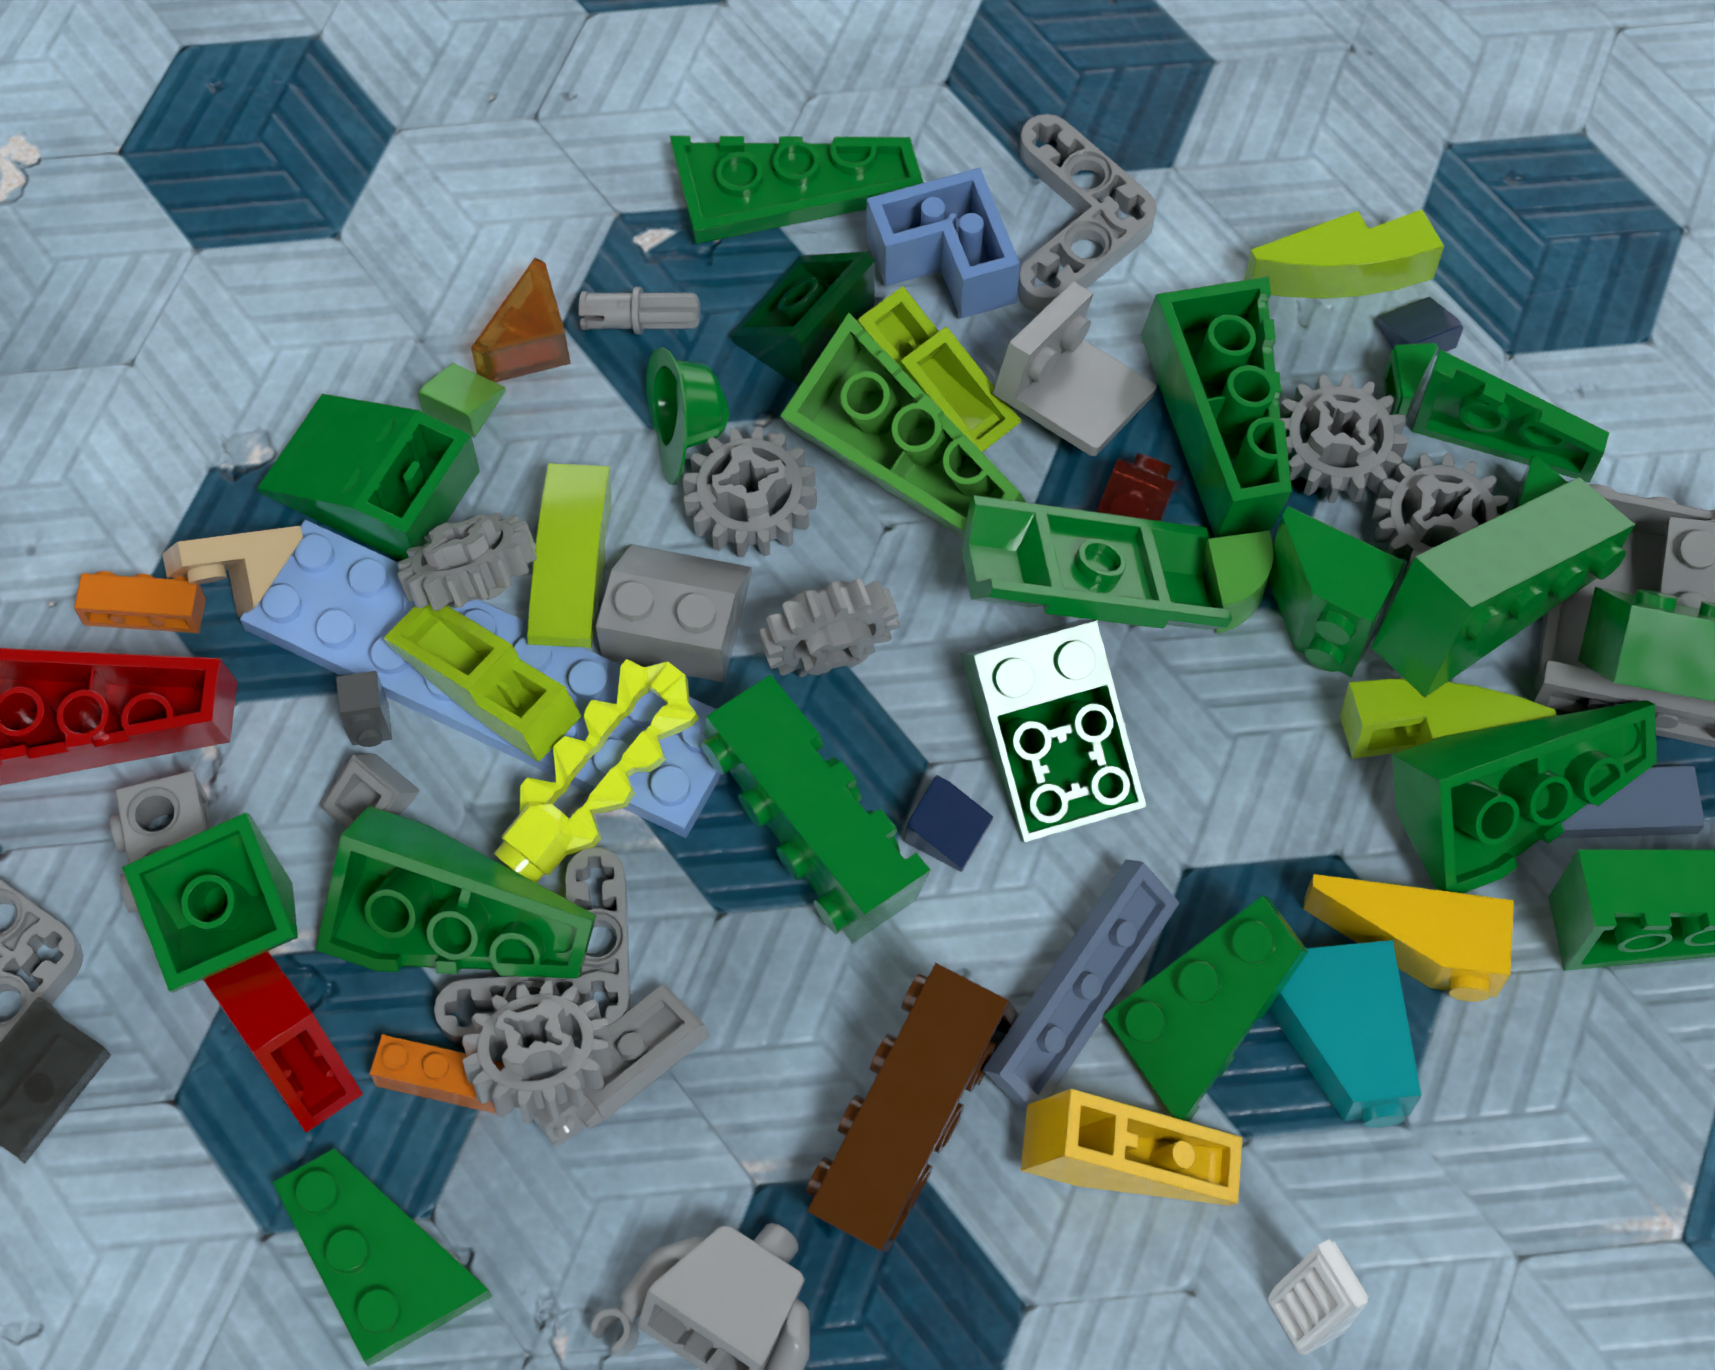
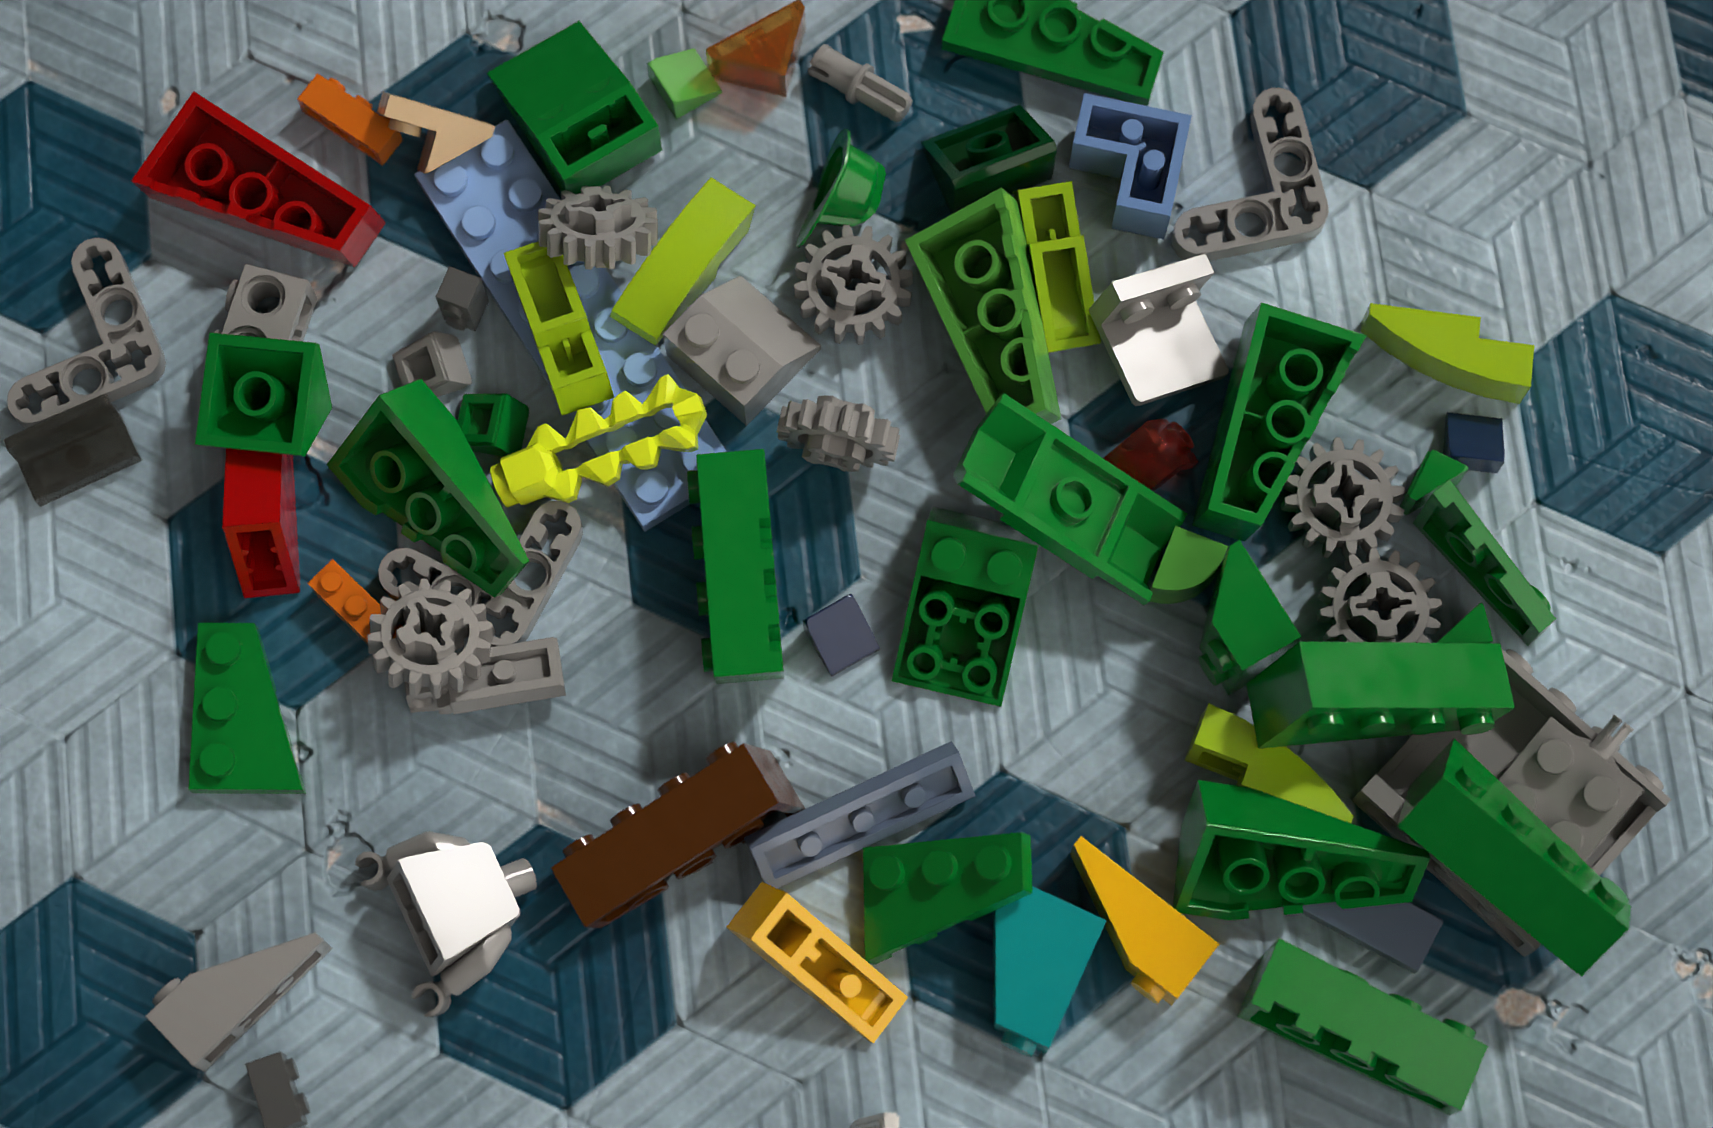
camera: 30 degrees right, 10 degrees up
(467, 812) = (493, 423): none -> green slope

